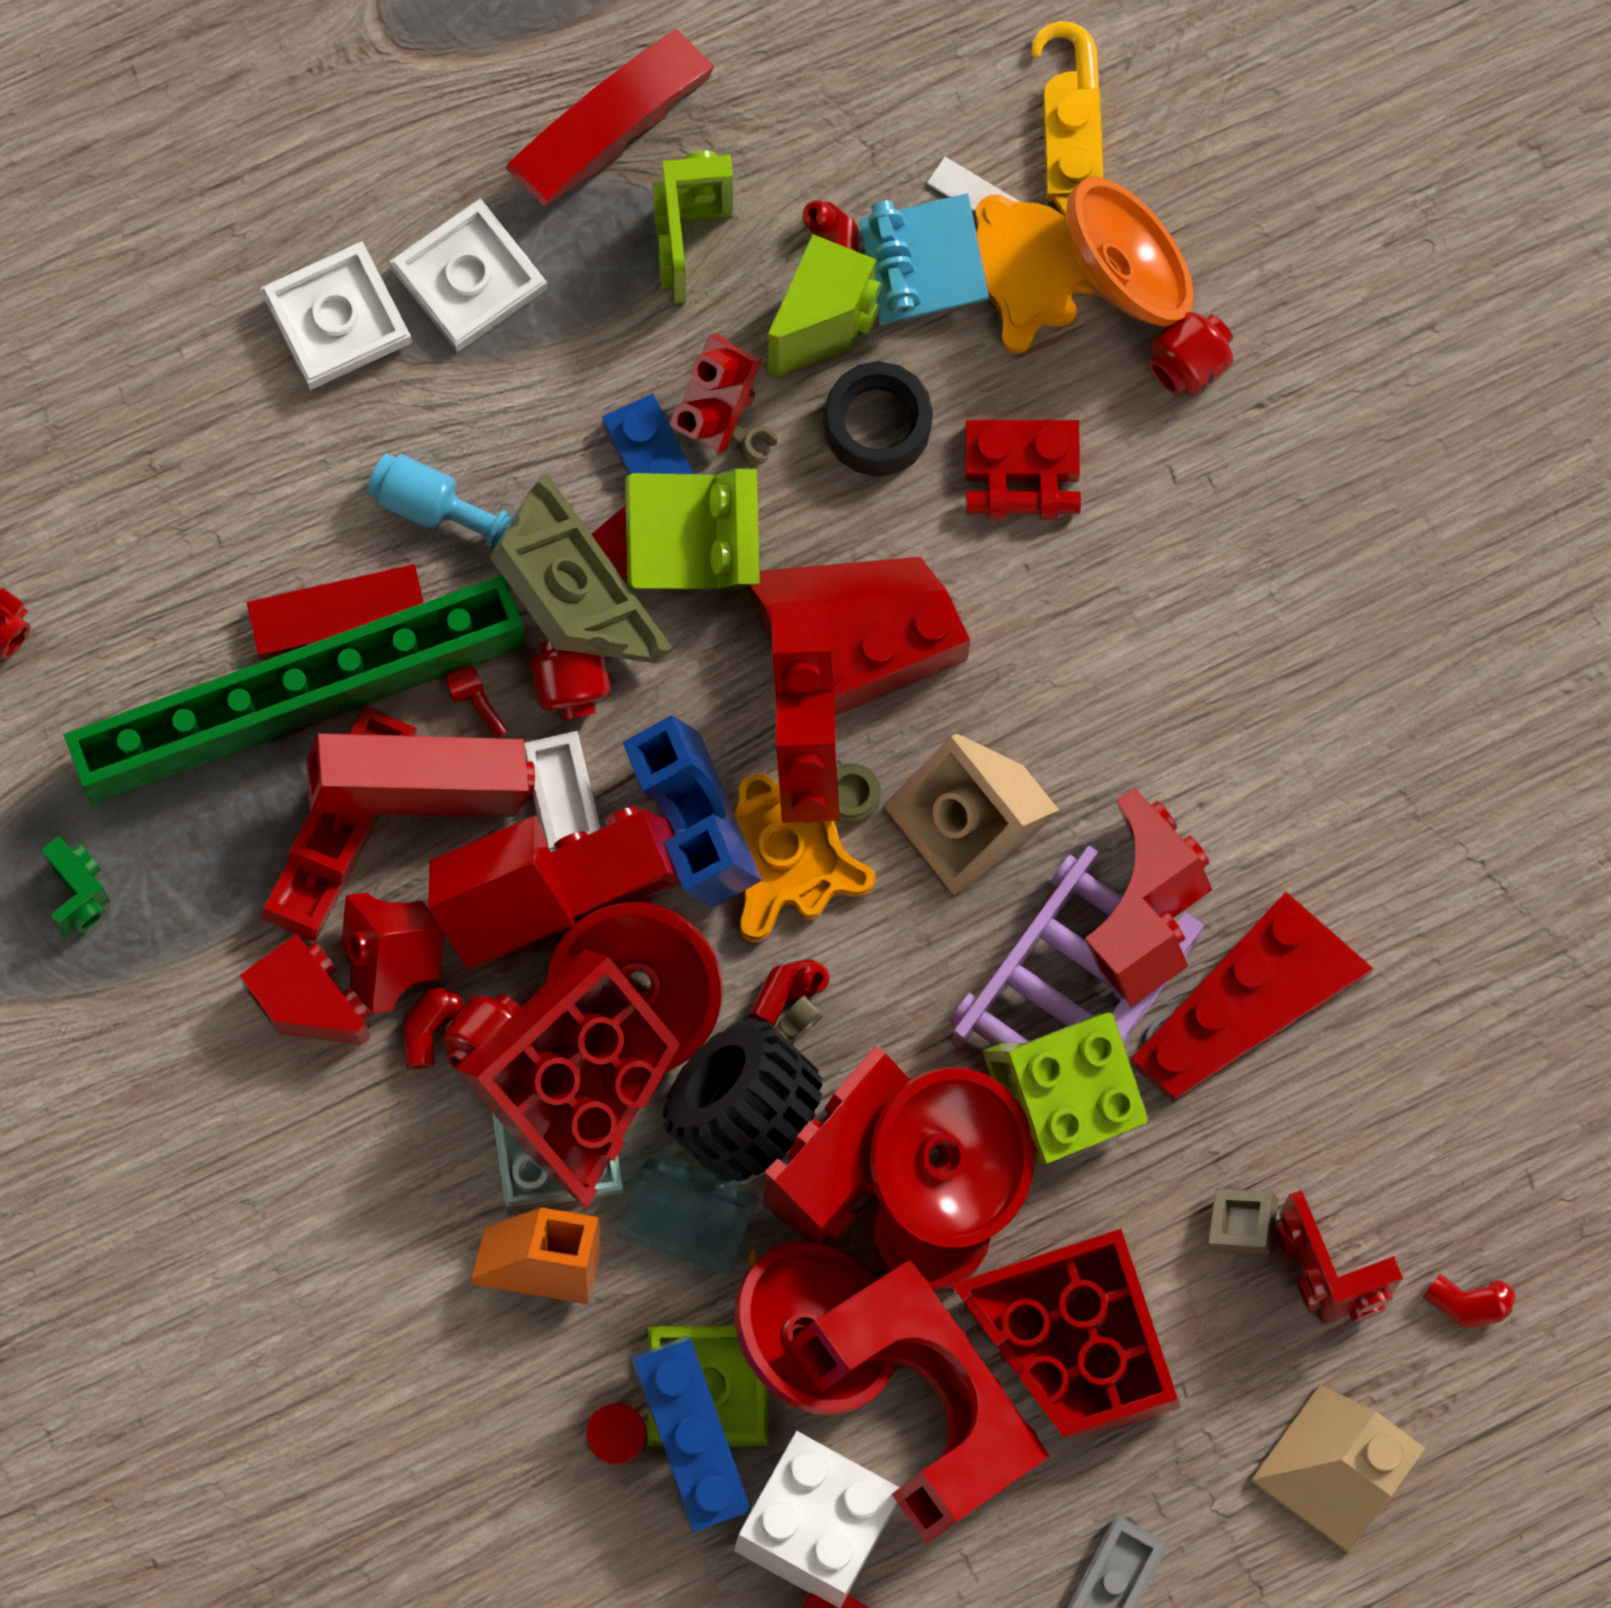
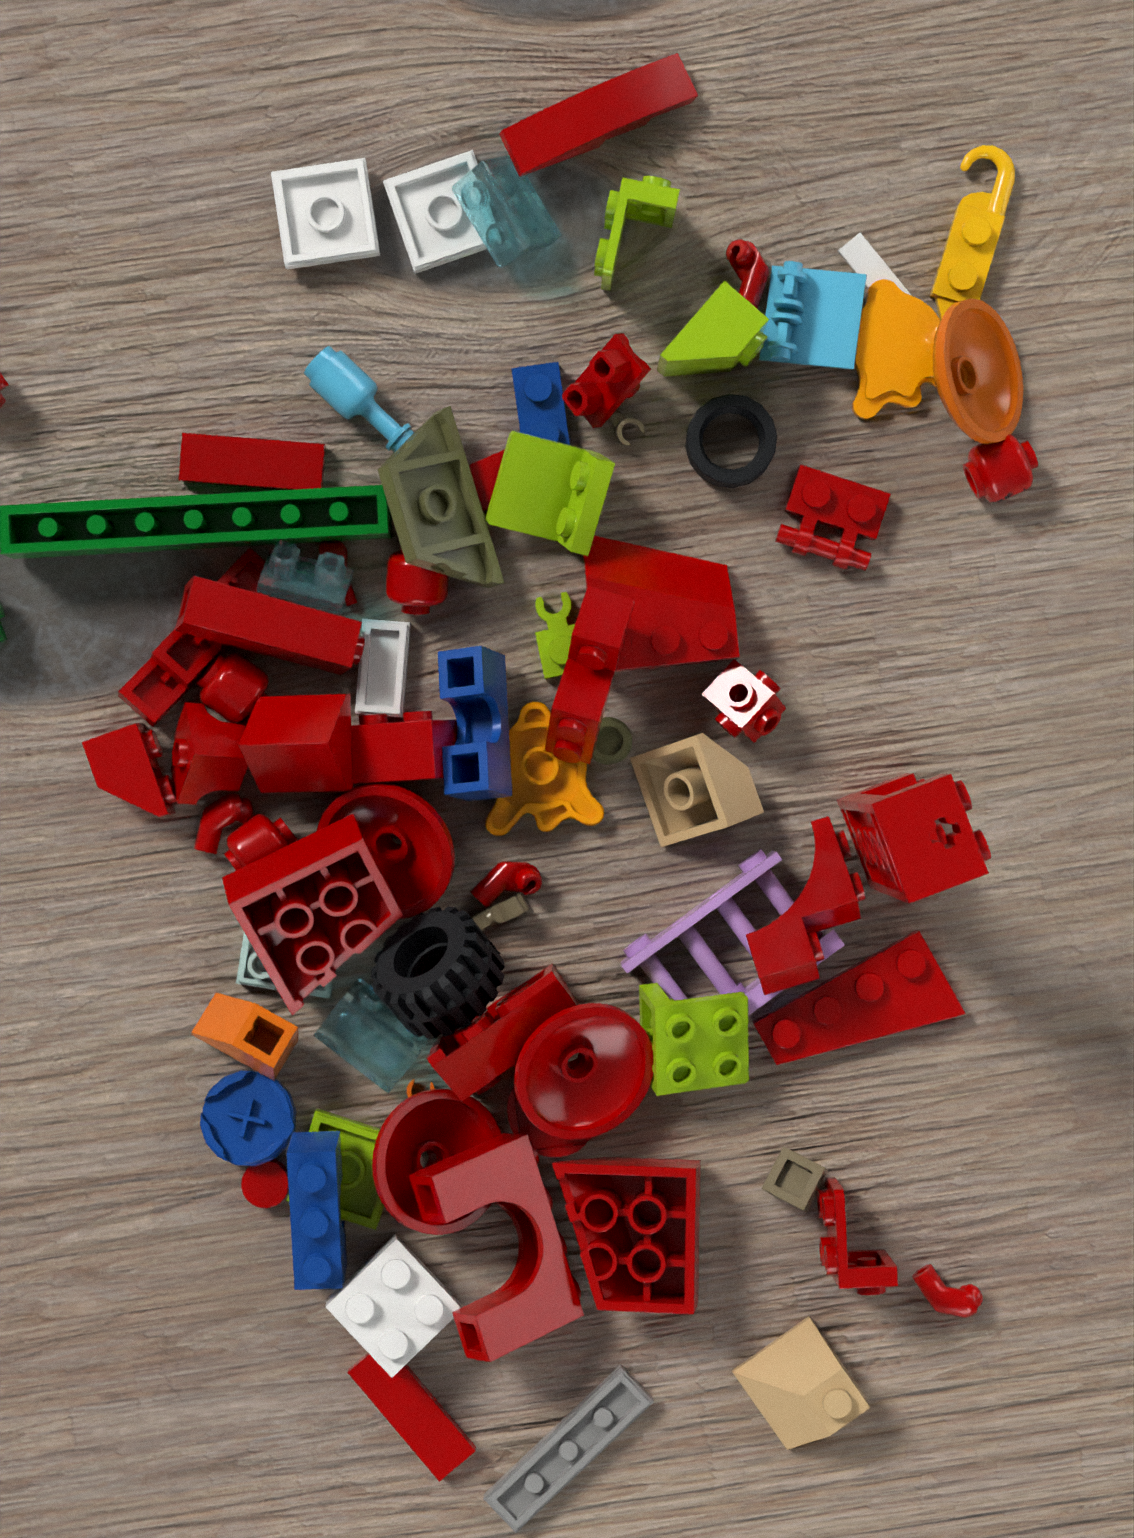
camera: 15 degrees right, 15 degrees up
(394, 864) = (232, 687): none -> red head
(458, 713) = (305, 580): none -> clear light blue hips
(538, 249) = (505, 210): none -> clear light blue bracket
(571, 1361) = (248, 1118): none -> blue tile
(753, 700) = (554, 642): none -> lime plate
(993, 693) = (745, 702): none -> brick
(1218, 751) = (903, 845): none -> red plate

